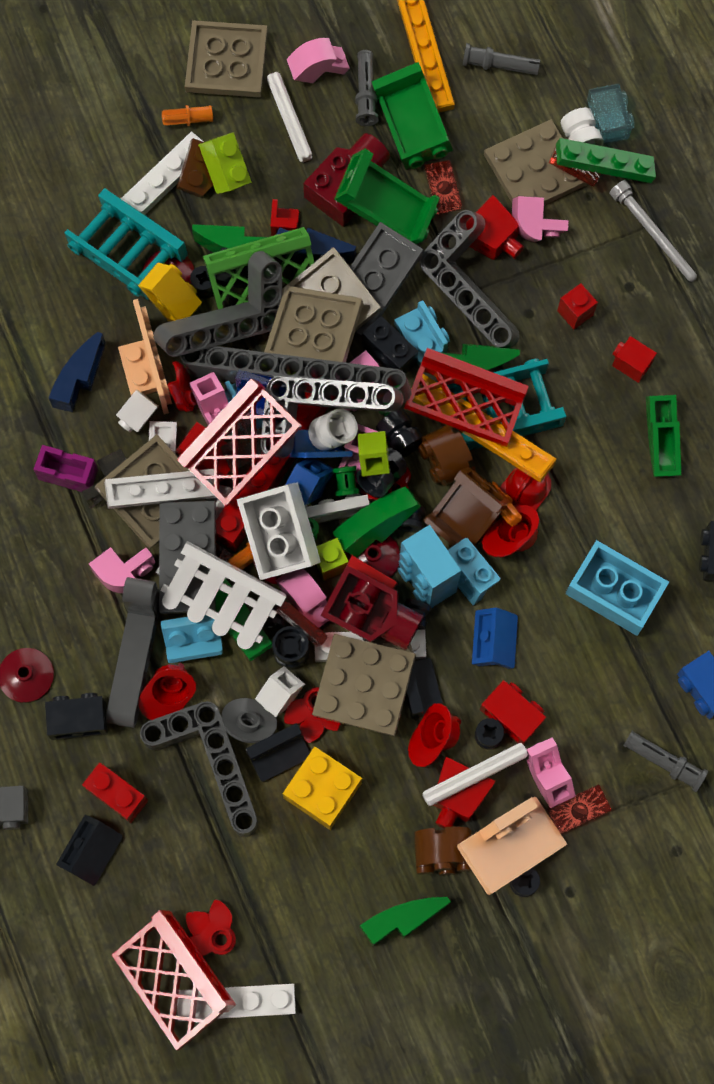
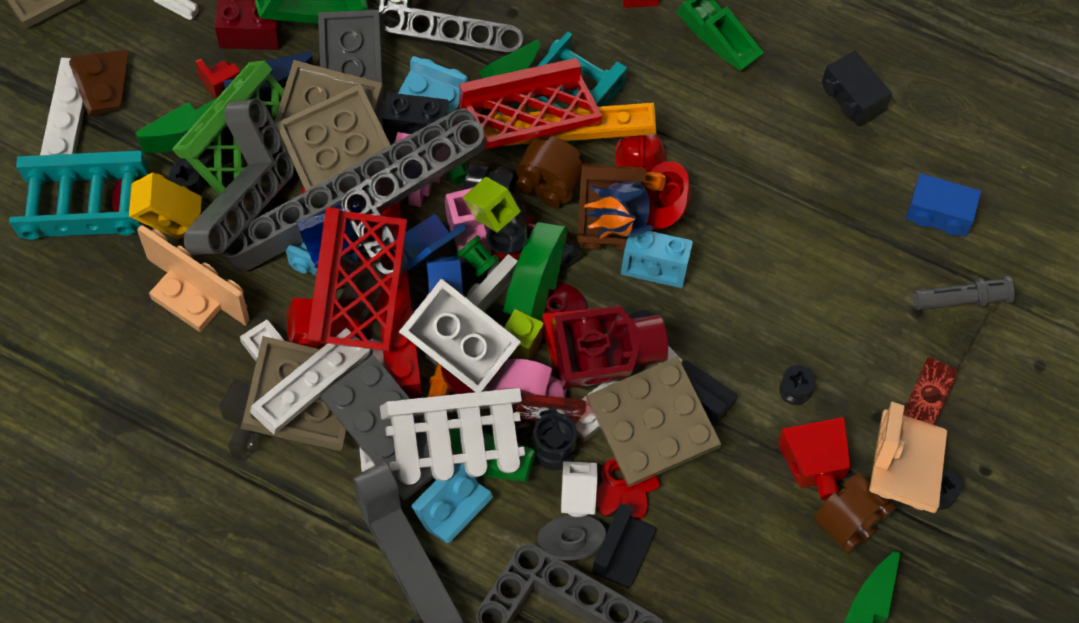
camera: 40 degrees left, 10 degrees down
(65, 469) = (192, 437): magenta brick -> none
(77, 373) = (129, 345): dark blue slope -> none
(113, 571) = (327, 500): bright pink brick -> none
(136, 412) = (220, 335): white brick -> none
(167, 691) = (471, 569): red piece -> none
(181, 389) = (255, 292): red plate -> none
(187, 115) = (45, 46): orange axle -> none
(209, 396) = (286, 274): bright pink brick -> none
(225, 163) = (122, 58): lime brick -> none
(322, 788) = (694, 545): yellow brick -> none
(333, 429) = (433, 212): white wheel -> none
(428, 567) = (623, 270): medium azure brick -> none
(434, 734) = (751, 422): red piece -> none
(464, 522) = (621, 210): none -> dark blue hair
(475, 774) = (822, 423): white axle -> none
(494, 638) = (726, 300): blue panel -> none
(513, 711) = (805, 346): red brick -> none
(549, 773) = (881, 378): bright pink brick -> none
(617, 588) = (796, 178): medium azure brick -> none

